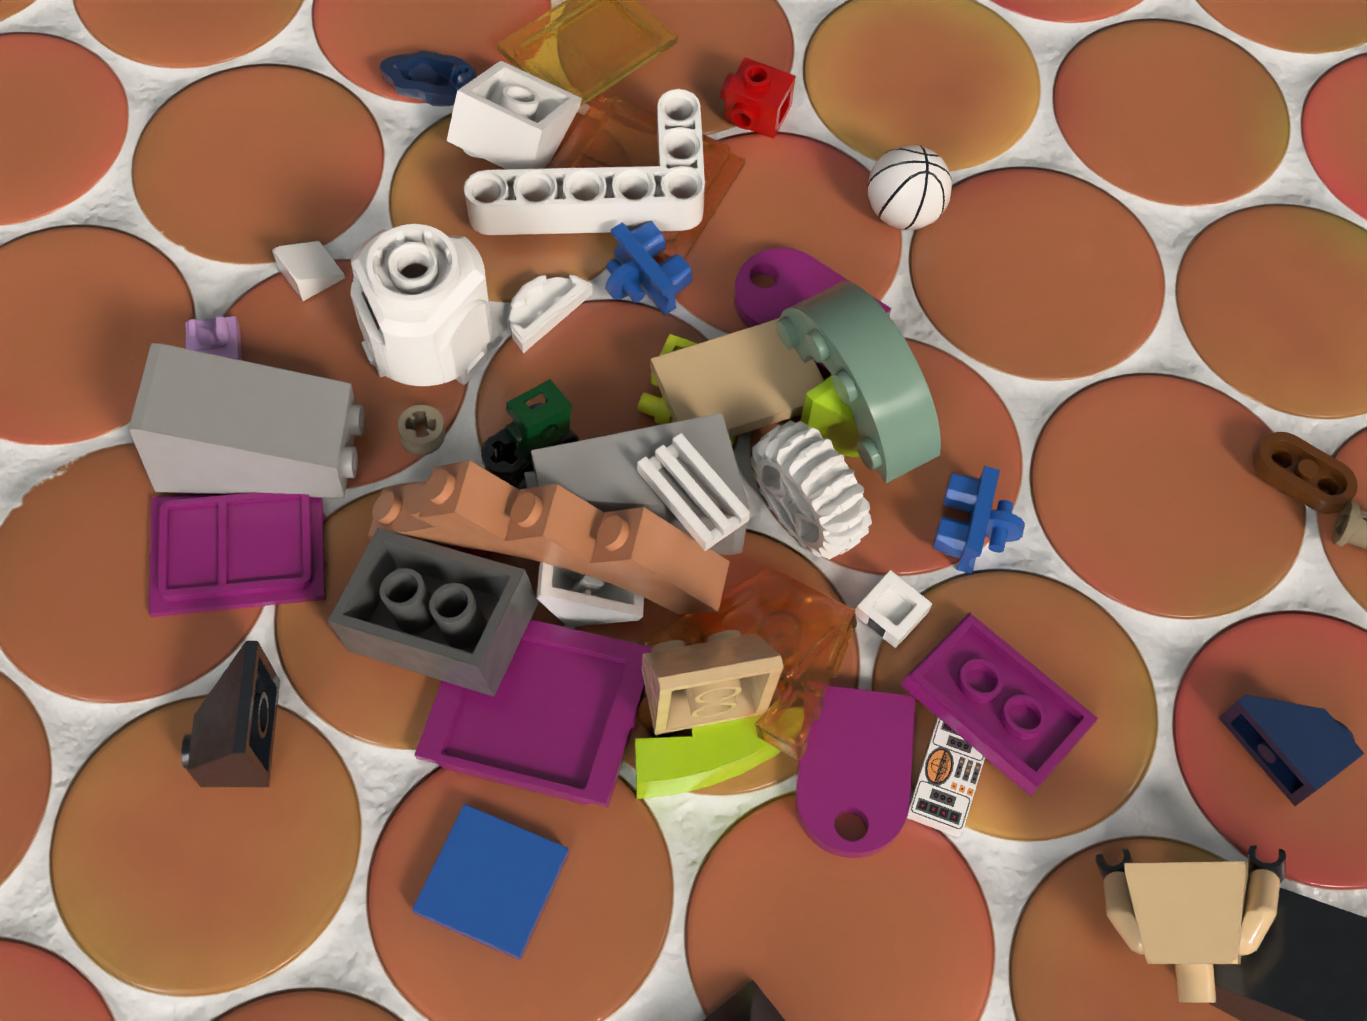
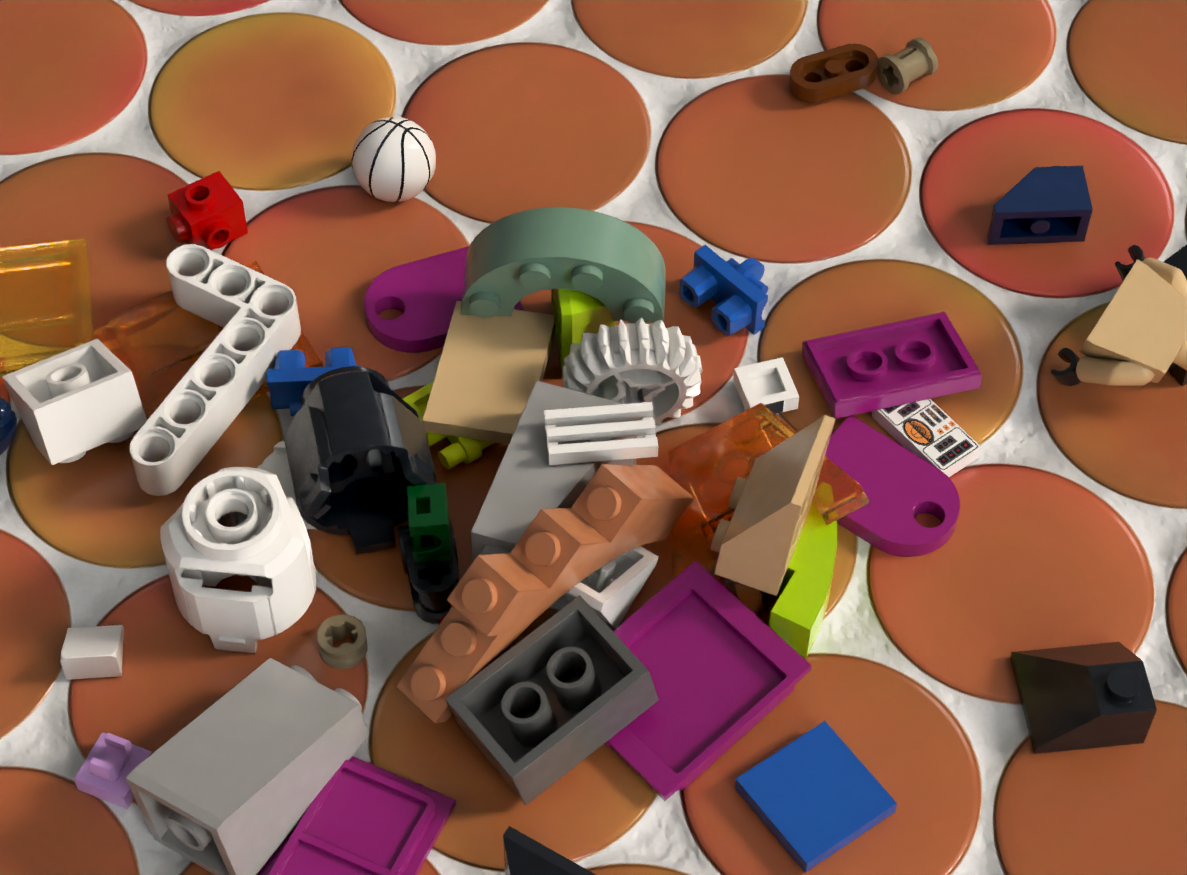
camera: 55 degrees left, 10 degrees down
(581, 328) = (355, 456): none -> black piece

